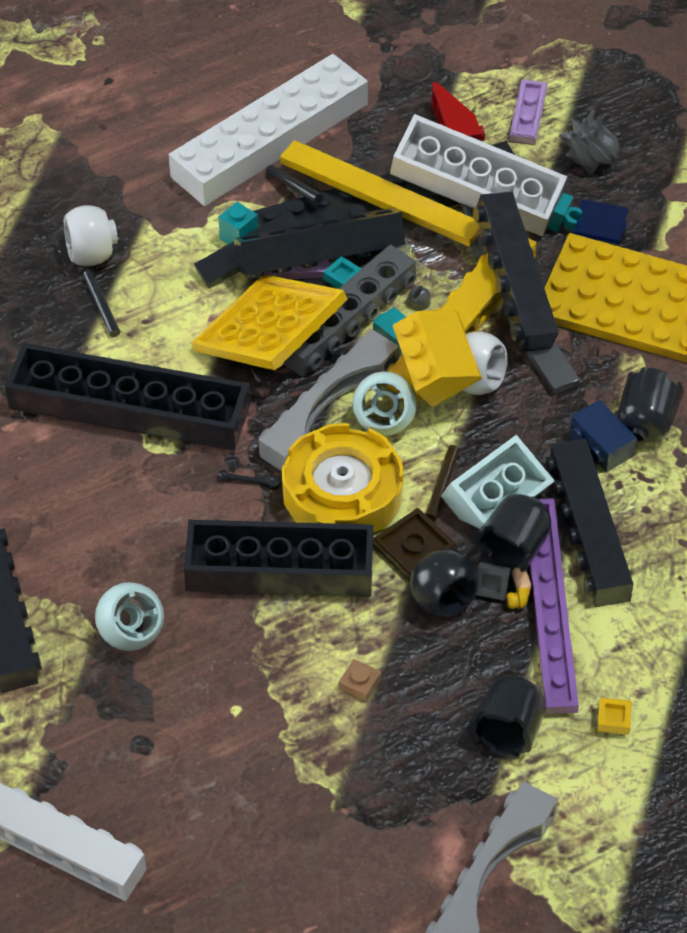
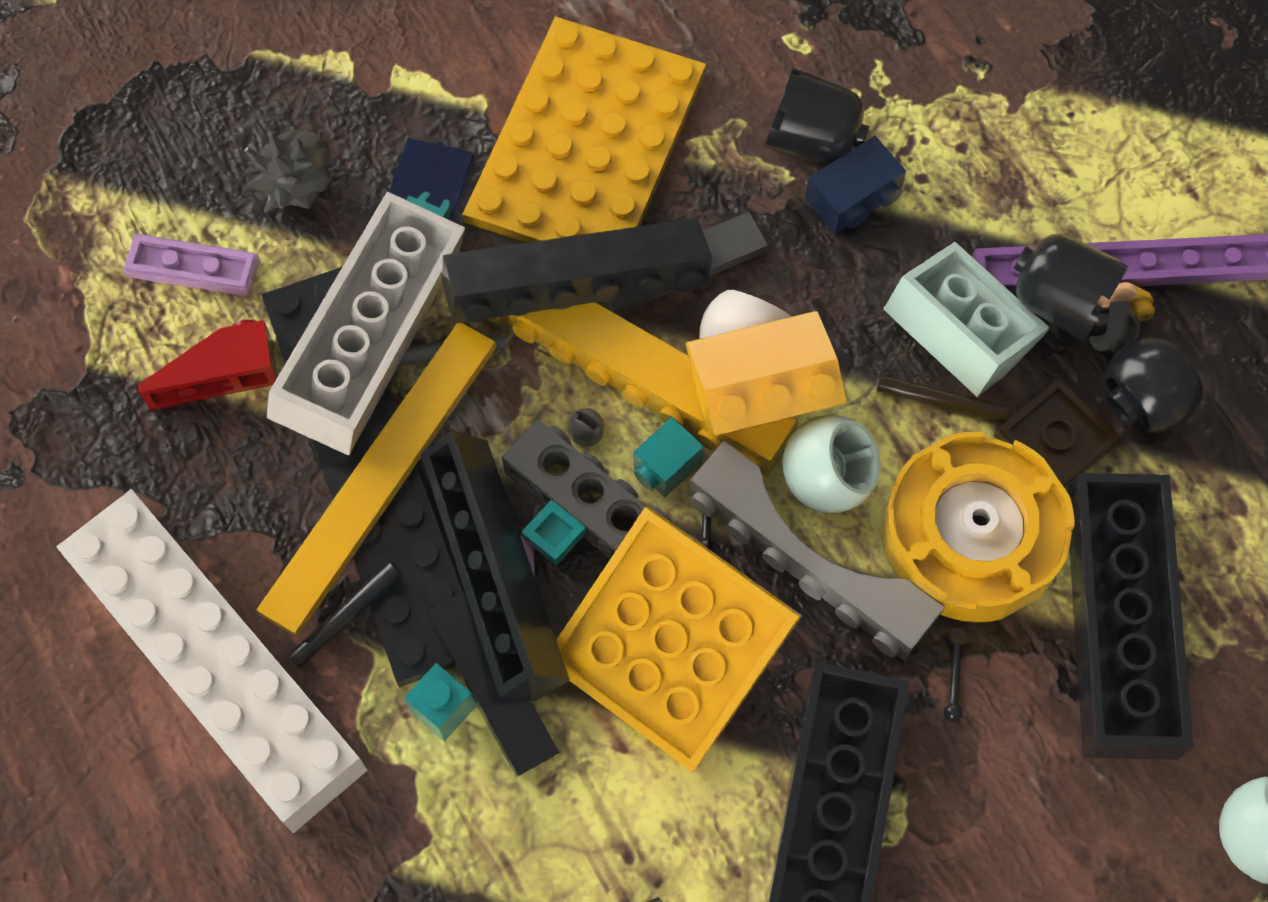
camera: 90 degrees left, 15 degrees up
(590, 523) = (1007, 207): black brick -> none

